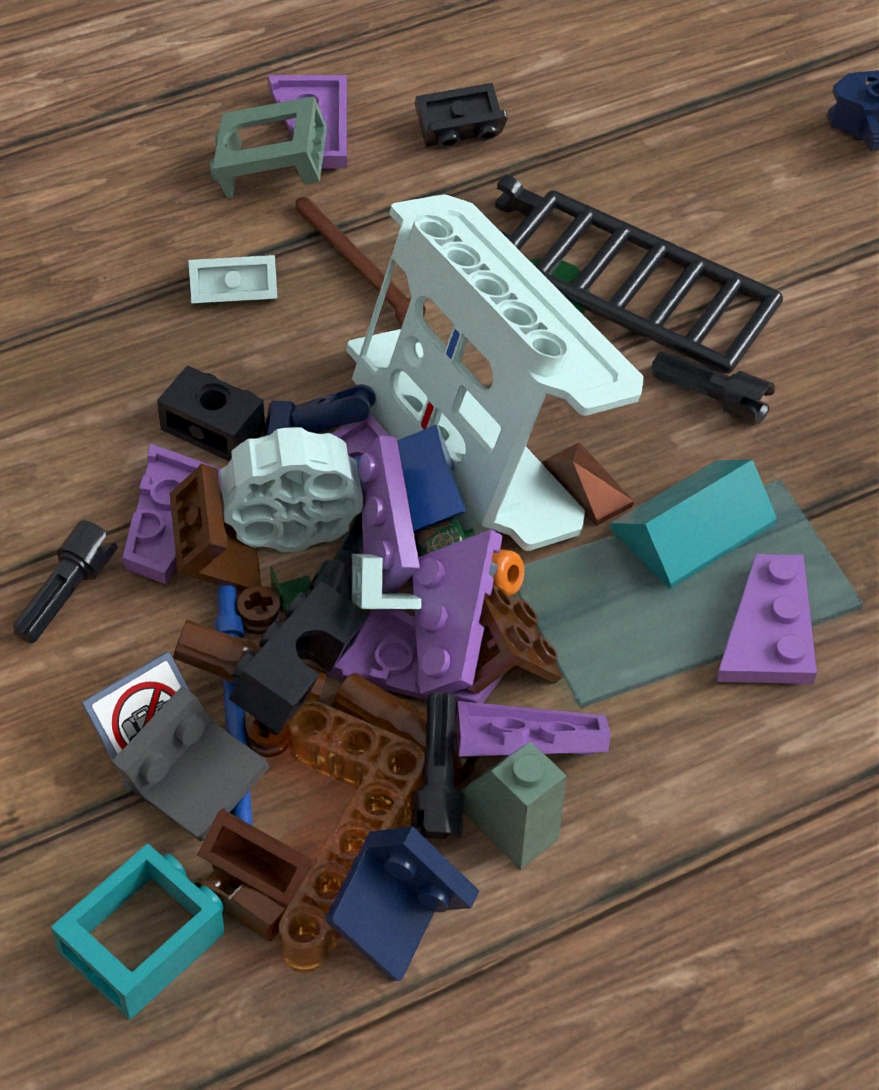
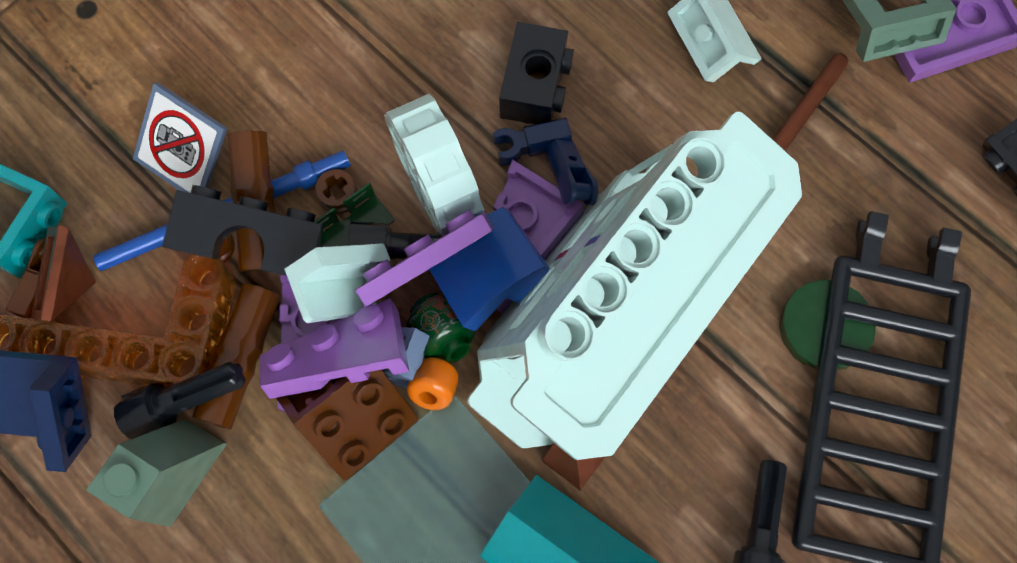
camera: 75 degrees right, 20 degrees up
(79, 559) = (337, 31): black piece -> none
(151, 537) = (396, 80): medium lavender wing -> none
(189, 765) = (141, 194): dark grey bracket -> none
(203, 541) = (362, 128): reddish brown bracket -> none
(504, 729) = (250, 463): medium lavender wing -> none

